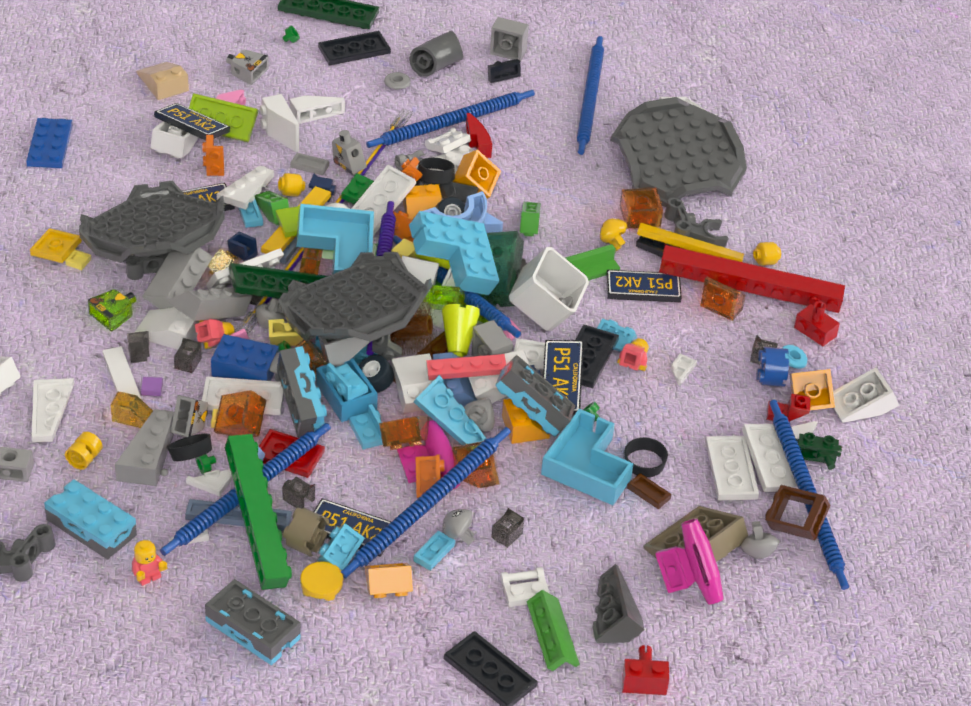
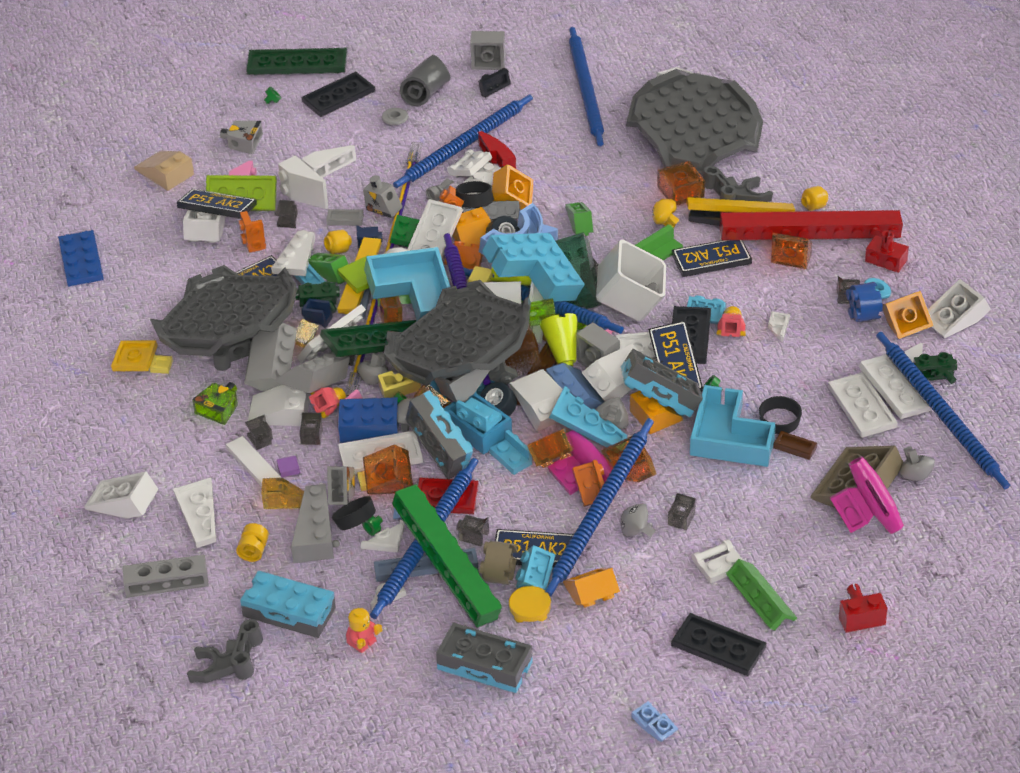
camera: 10 degrees left, 0 degrees up
(255, 228) = (324, 291): none -> dark green brick
(257, 147) = (287, 214): none -> clear smoke window
(434, 550) = (622, 550): medium azure plate -> none
(465, 366) = (585, 372): coral plate -> none
(617, 612) = (811, 561): dark grey wedge -> none
(796, 407) = (899, 334): red slope -> none
(814, 520) = (961, 419): reddish brown window -> none

